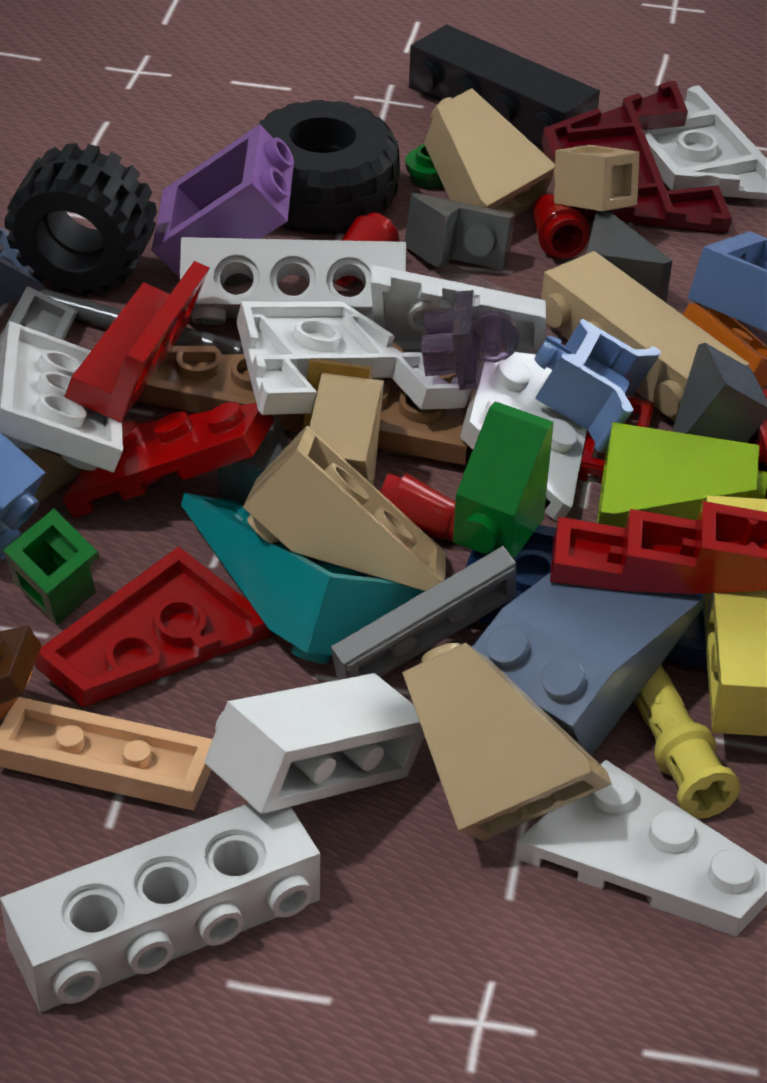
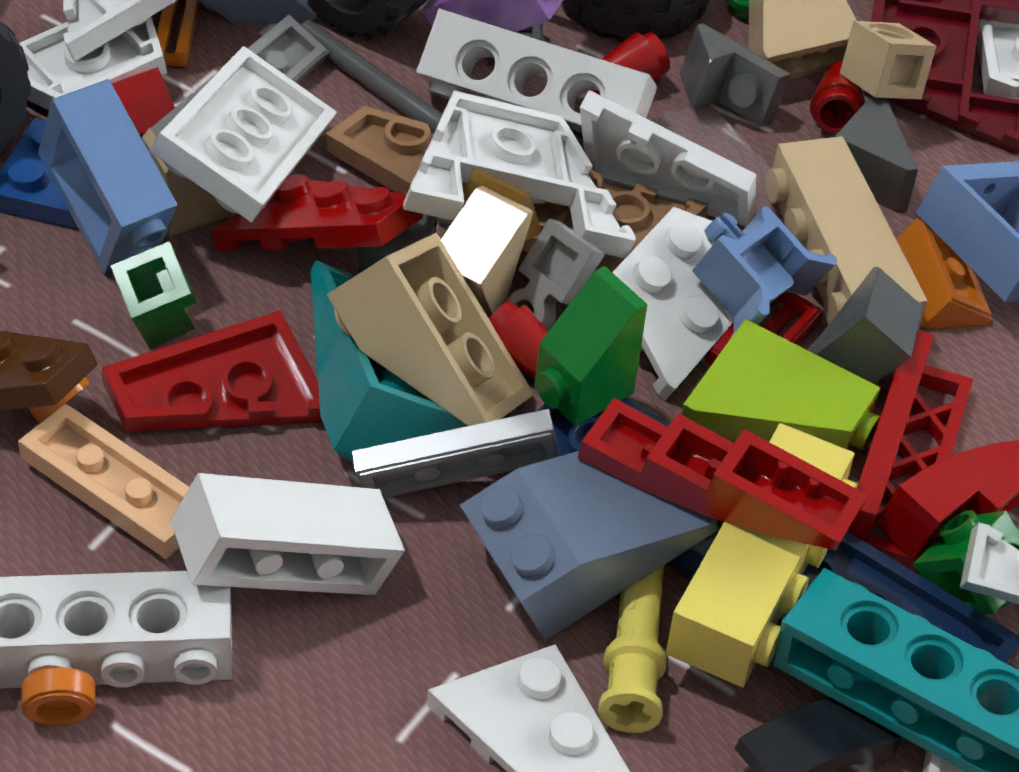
camera: 20 degrees right, 5 degrees up
(135, 346) = (341, 104): red fence -> none
(171, 972) = (58, 696): none -> orange tile
(416, 430) = (557, 270): none -> light grey plate
(458, 341) = (645, 191): clear purple hips -> none
(494, 744) = (441, 592): tan slope -> none

